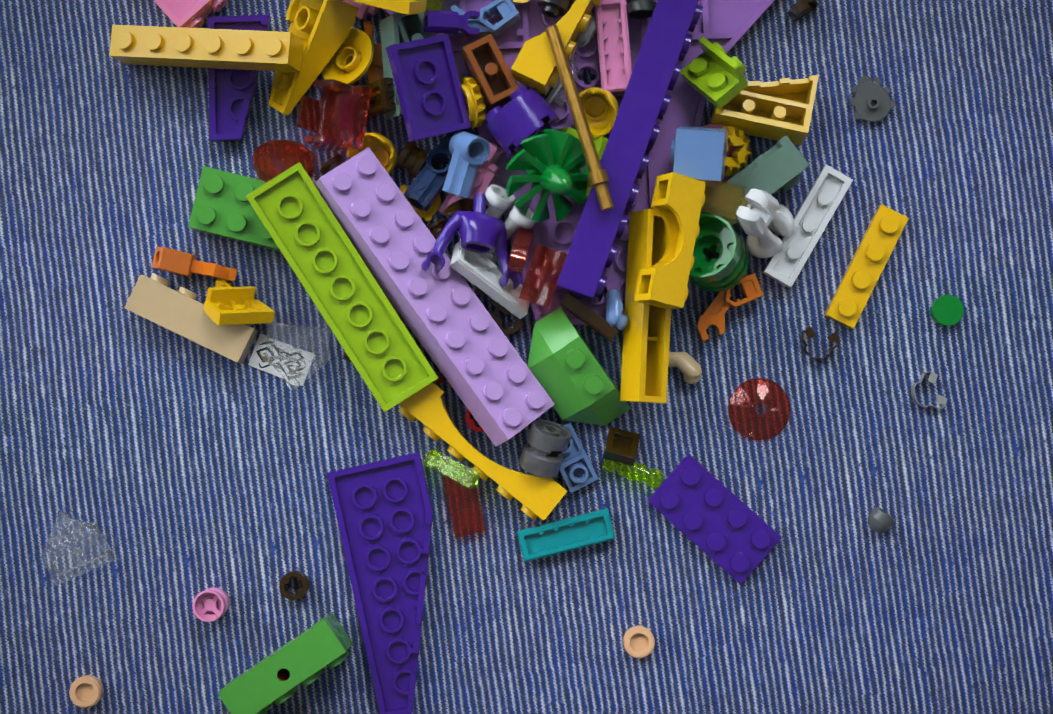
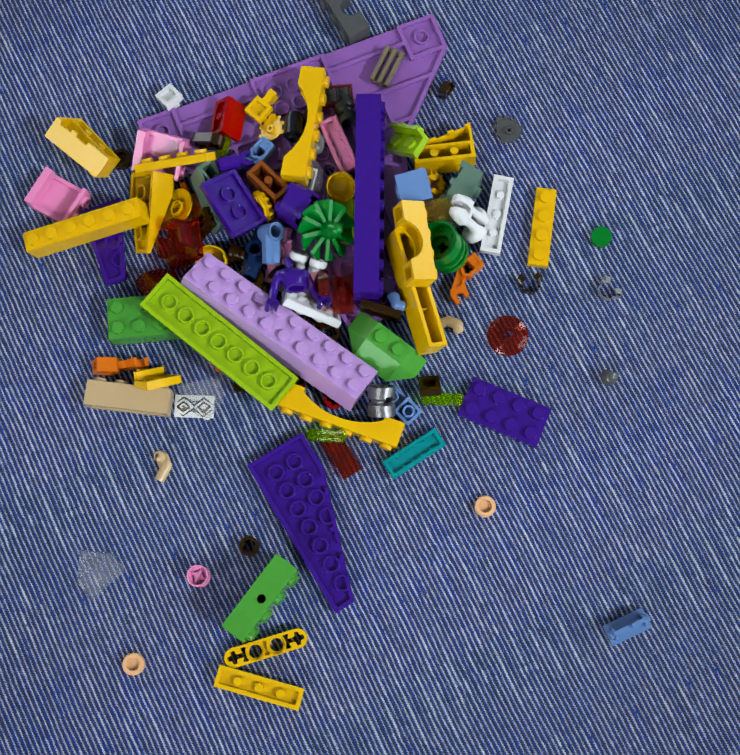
camera: 15 degrees left, 10 degrees down
(212, 430) = (164, 463): none -> tan arm
(597, 177) = (355, 217): pearl gold bar -> none

